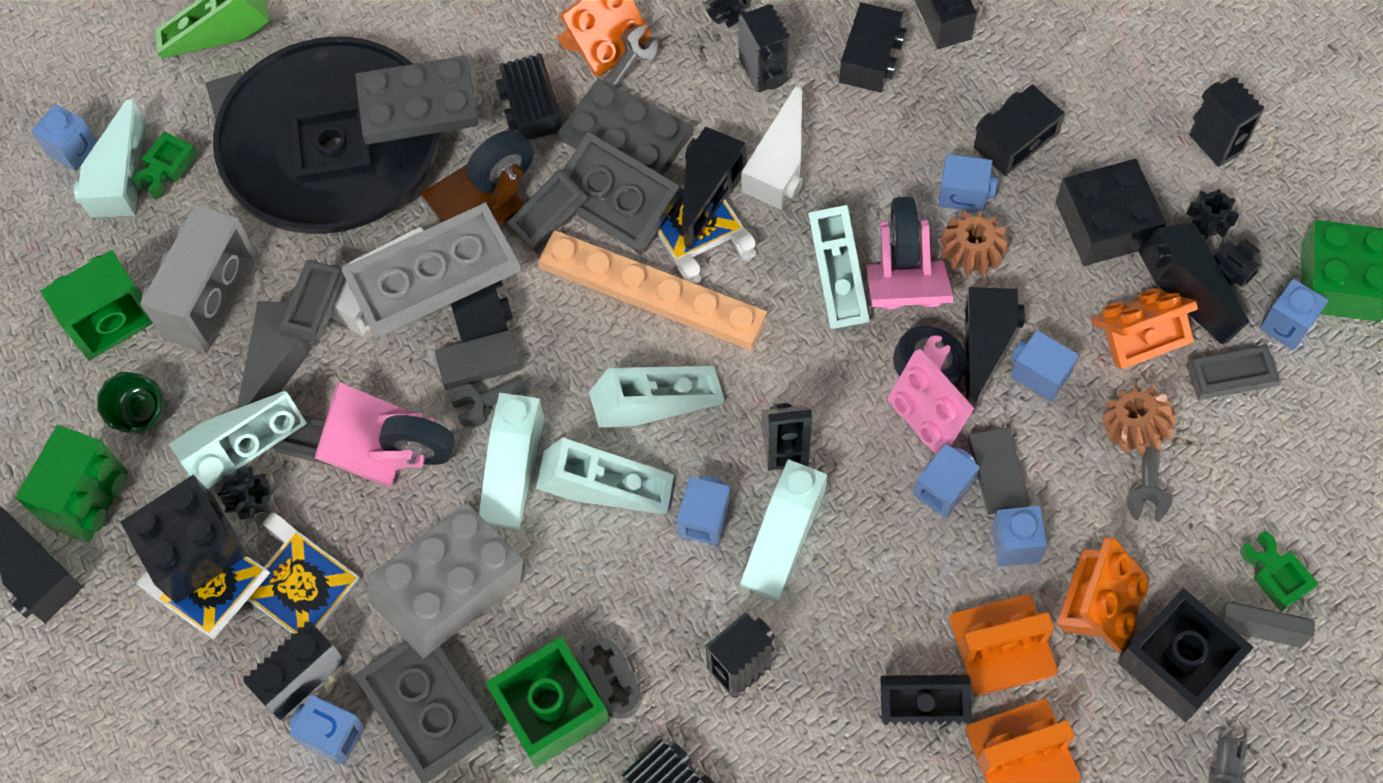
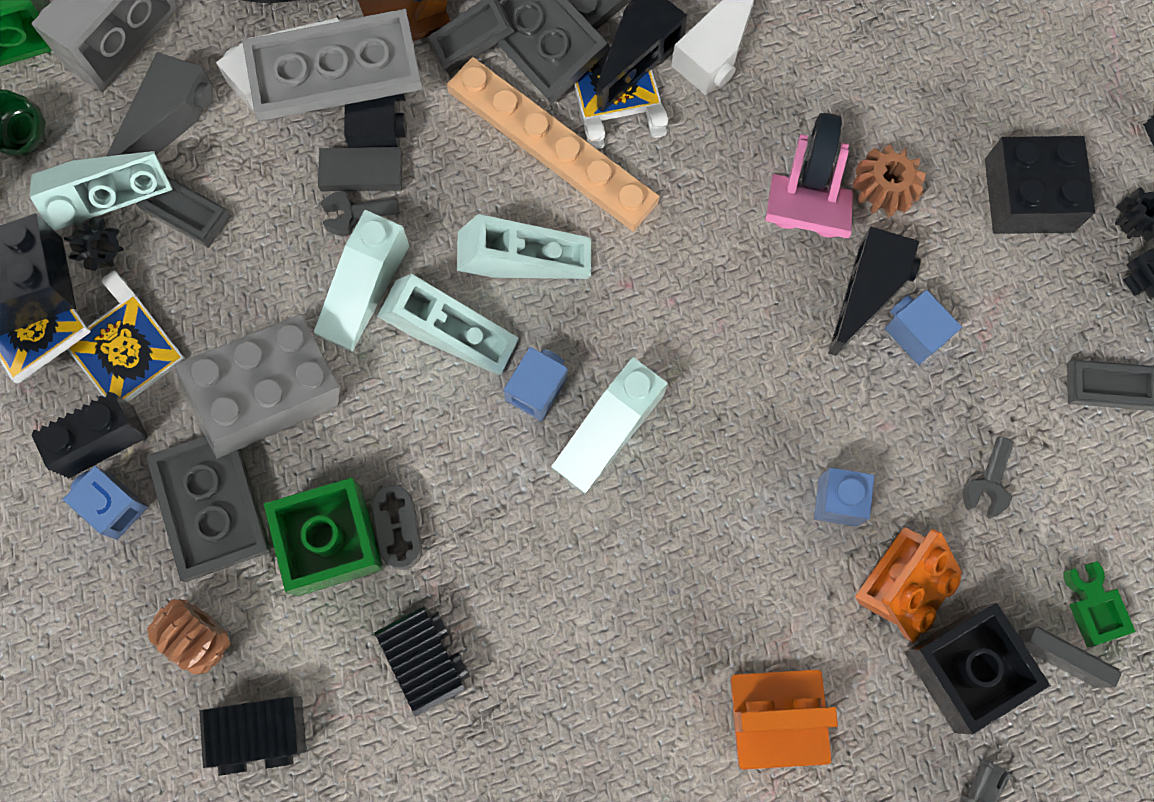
camera: 10 degrees right, 10 degrees up
(312, 301) = (207, 67): dark grey tile -> none
(379, 437) = (235, 221): bright pink plate -> none
(740, 653) = (528, 542): black brick -> none
(786, 434) = (639, 329): black slope -> none
(839, 266) = (745, 168): light aqua slope -> none
(926, 391) = (804, 298): bright pink plate -> none
(926, 699) = (699, 640): black brick -> none
(946, 479) = (788, 418): medium blue brick -> none
(966, 183) = (900, 116): medium blue brick -> none
(999, 470) = (843, 422): dark grey tile -> none
(1004, 644) = (795, 602): orange bracket -> none
(1018, 129) = (970, 73): black brick -> none
(1139, 420) = (1003, 410): nougat gear -> none
(1146, 326) = (1040, 314): orange bracket -> none
(1184, 265) = (1103, 276): black slope -> none

